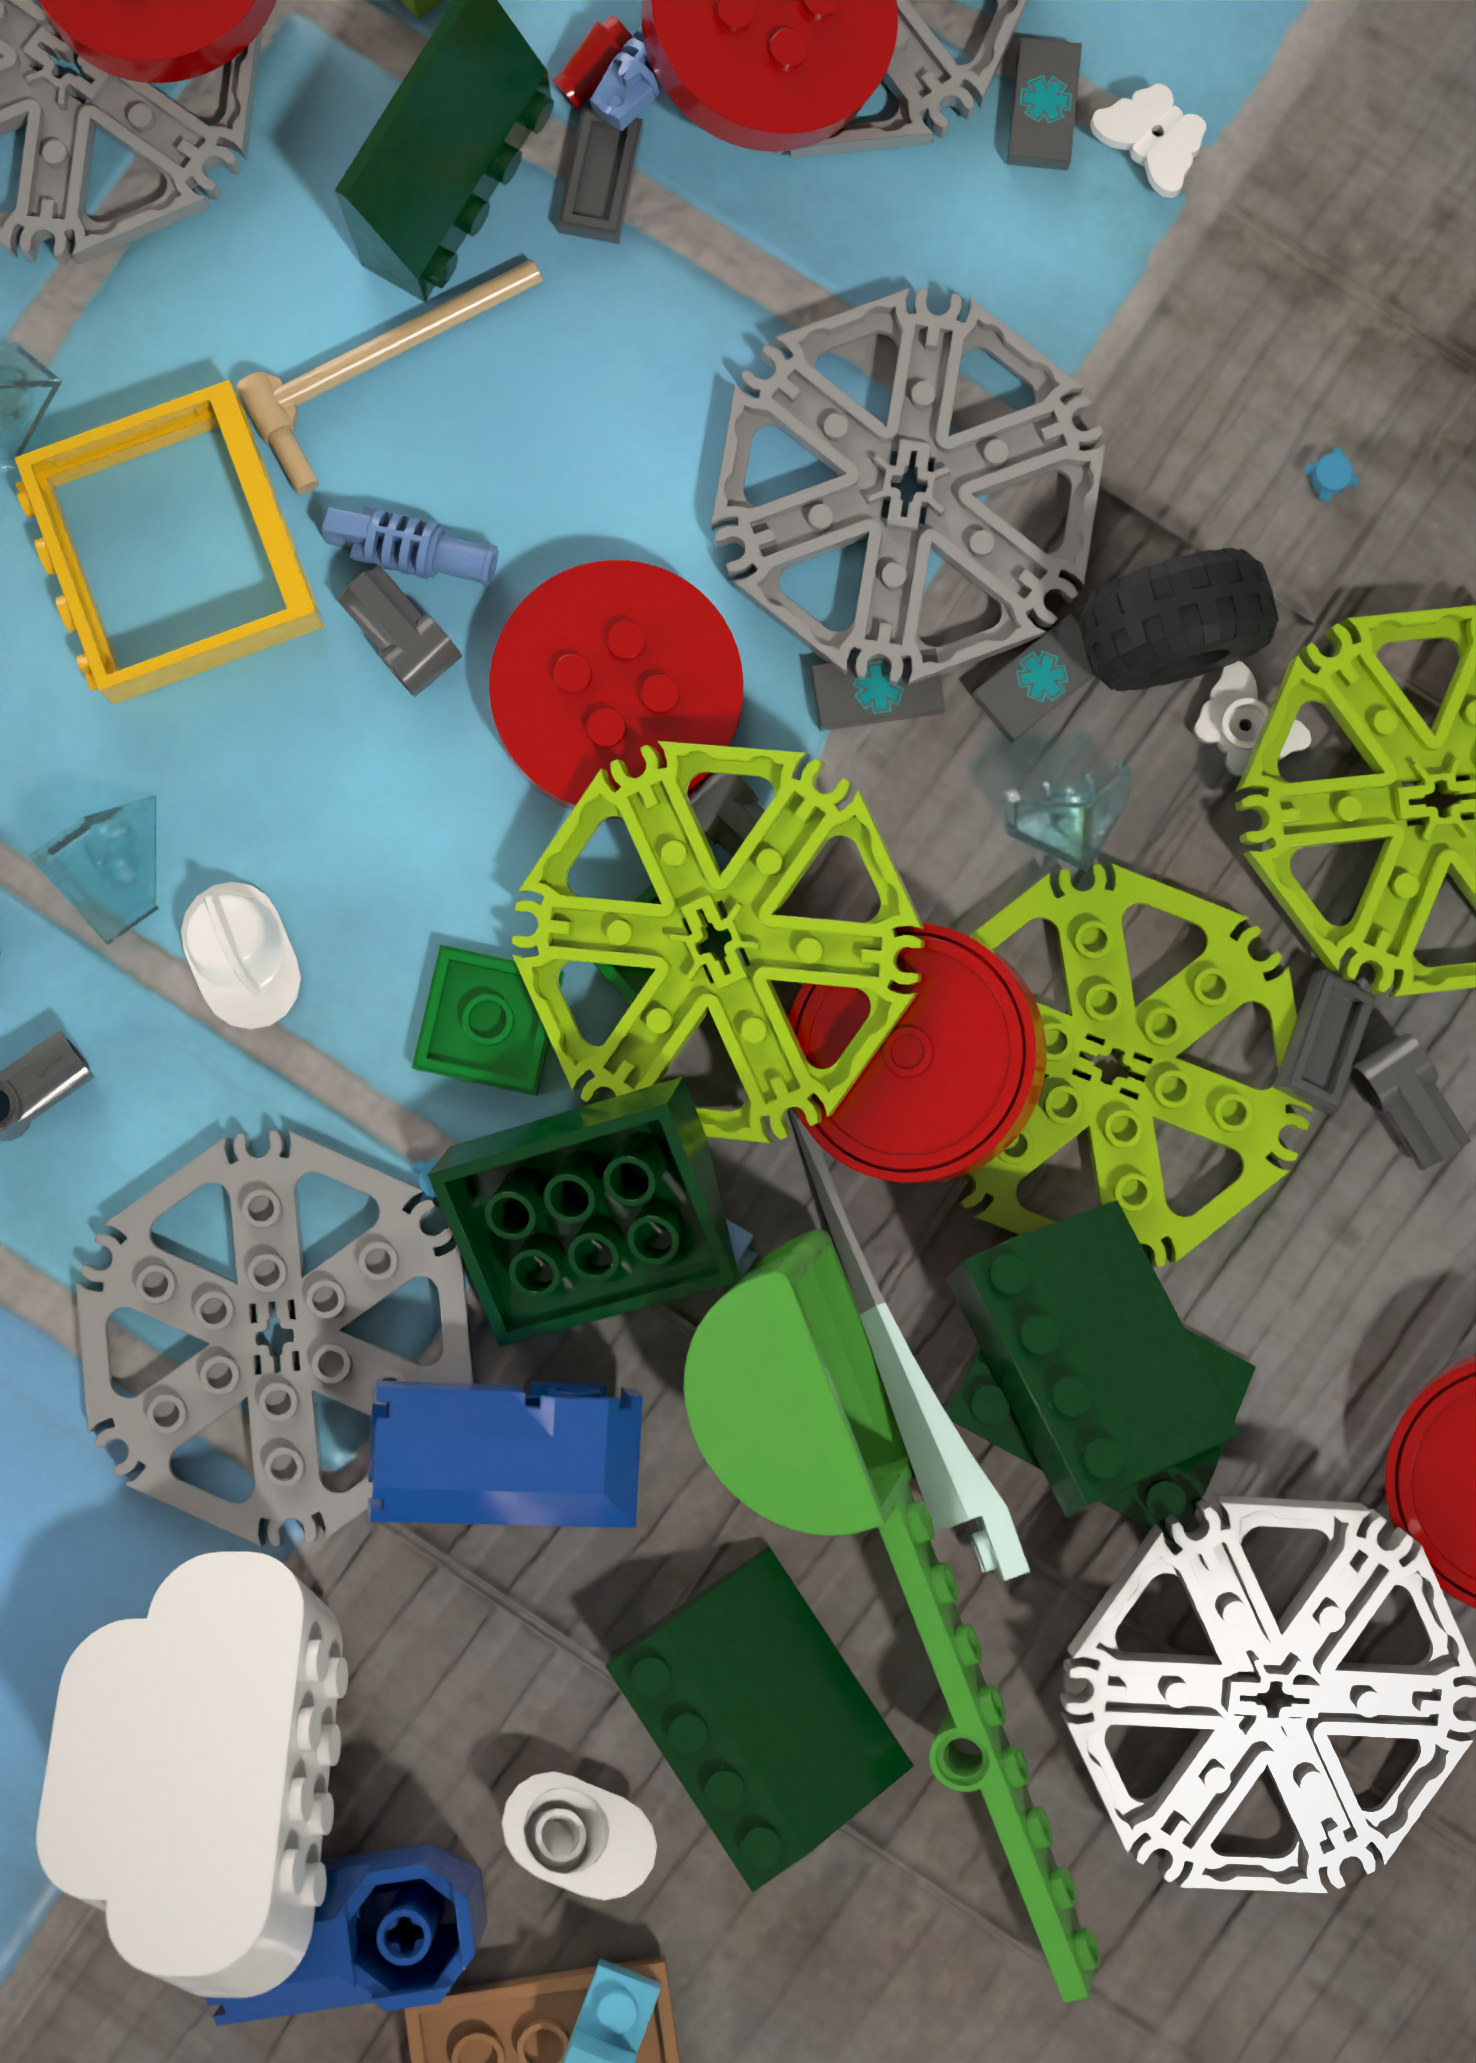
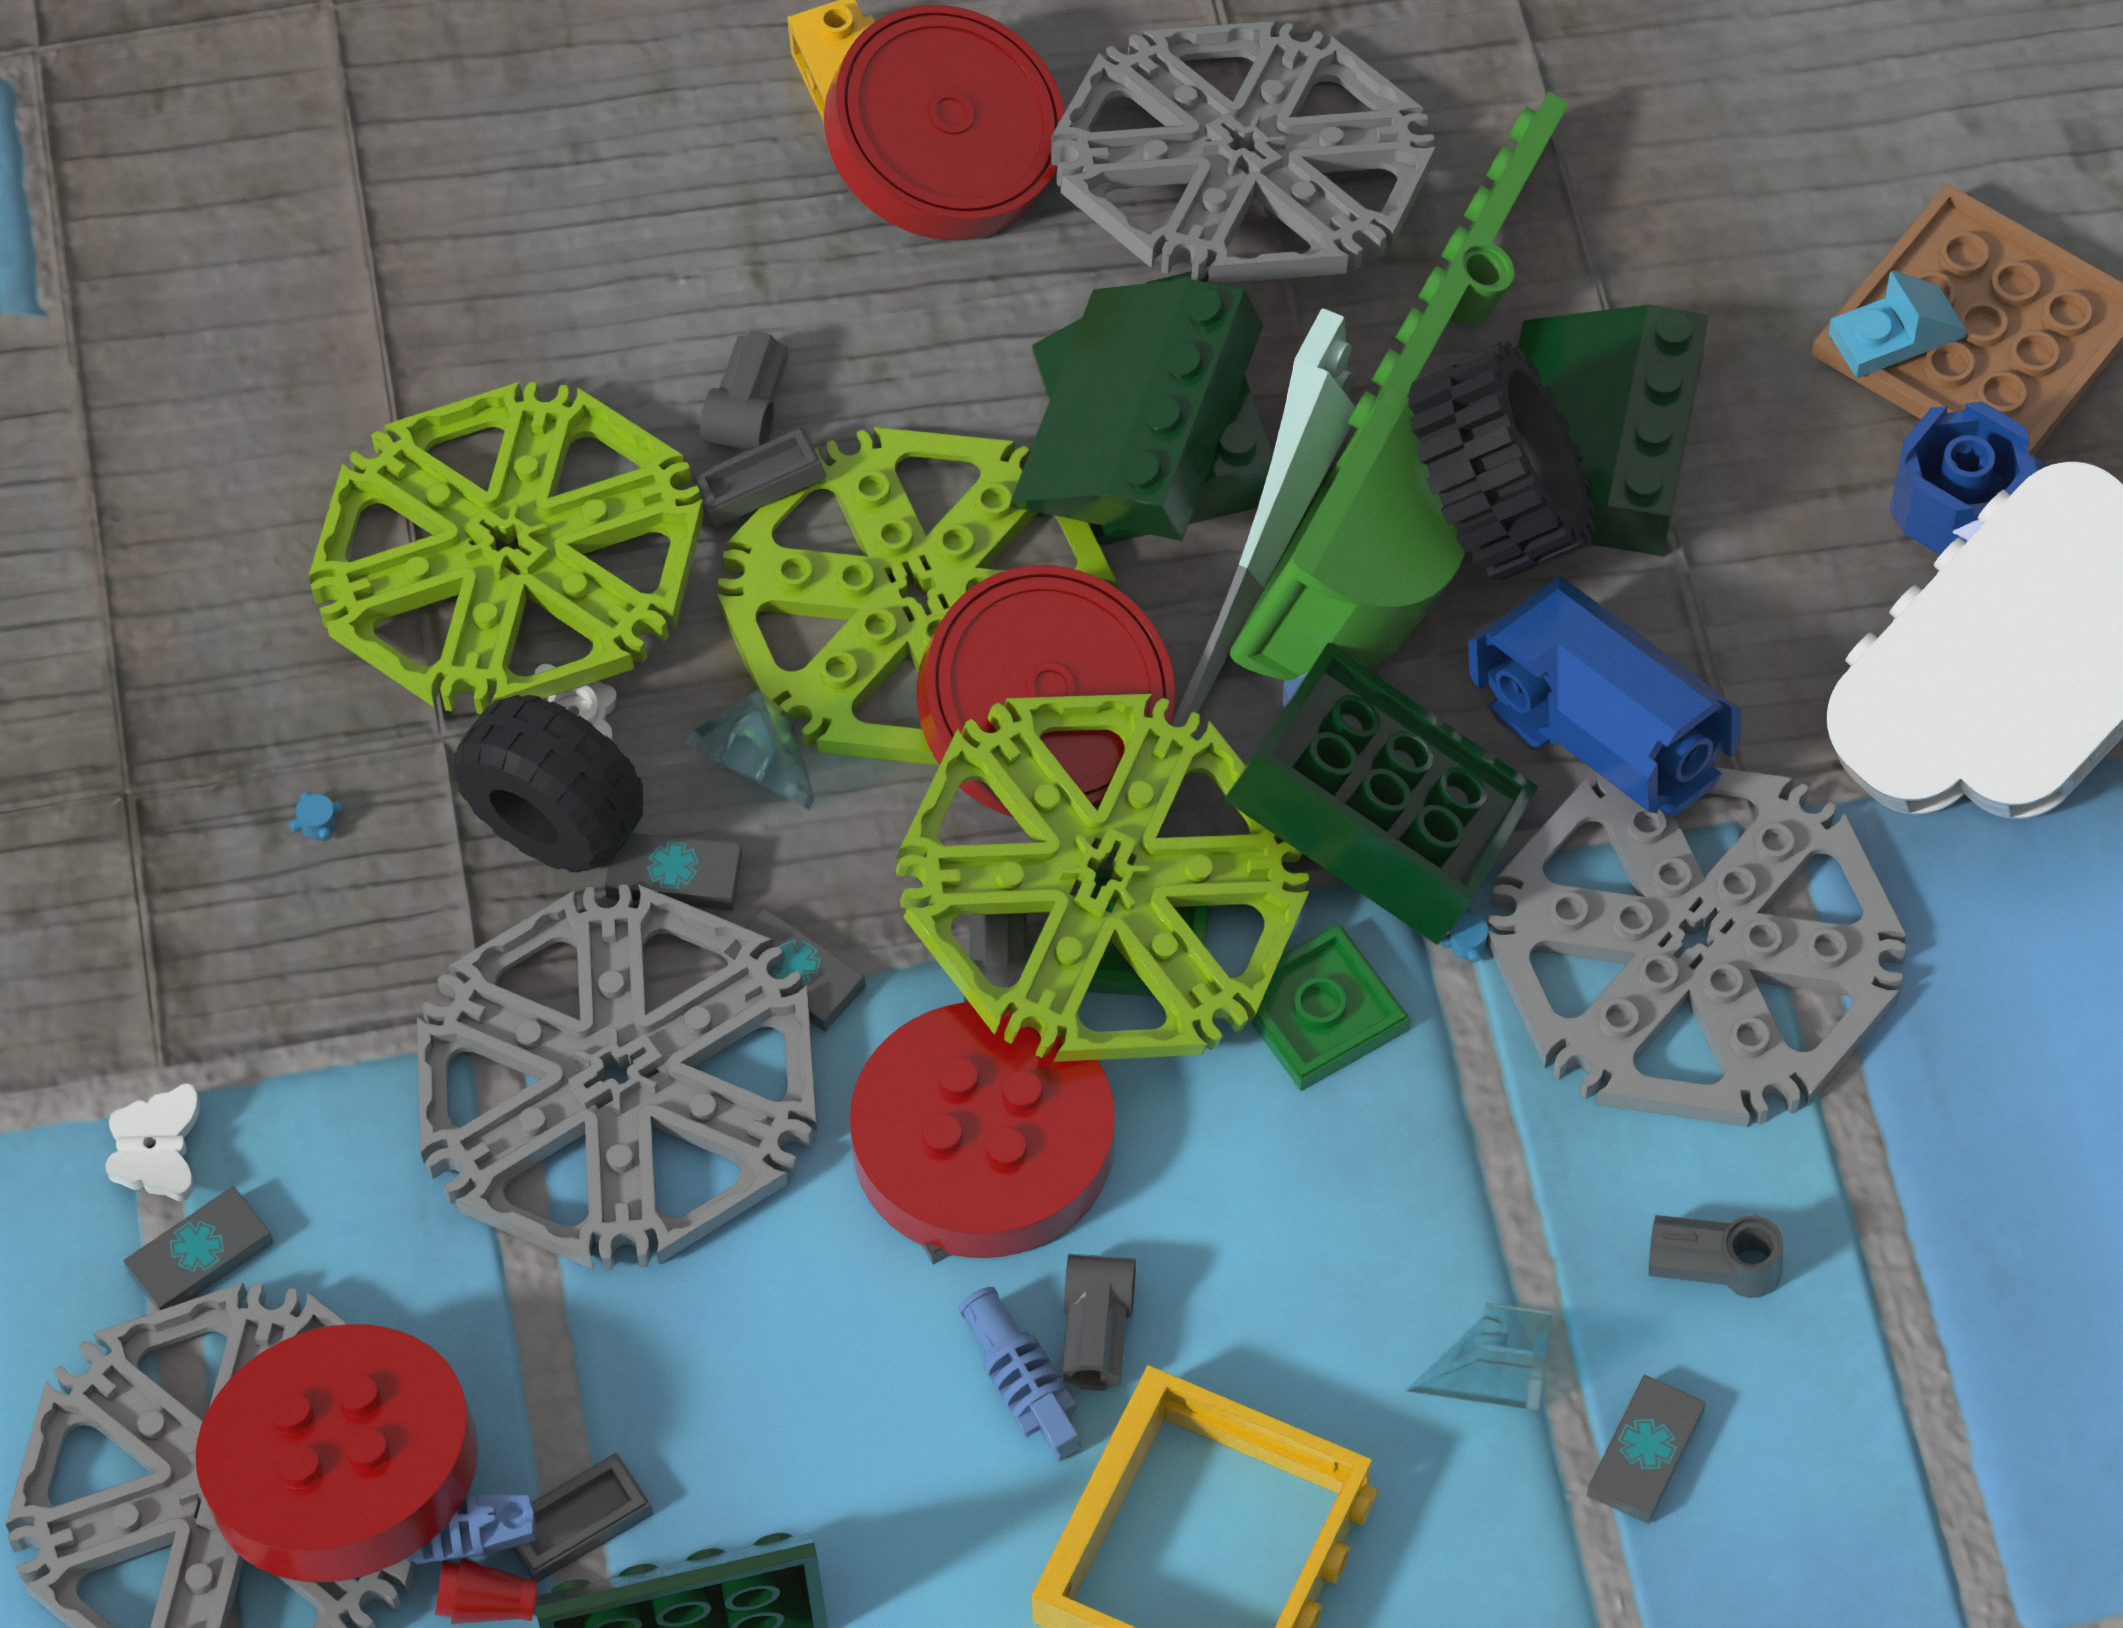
camera: 130 degrees left, 25 degrees down
(241, 955) = (1456, 1218): white piece -> none
(274, 403) = (1008, 1581): tan bar -> none
(578, 1836) = (1795, 446): white piece -> none
(748, 1559) = (1502, 461): none -> black tyre

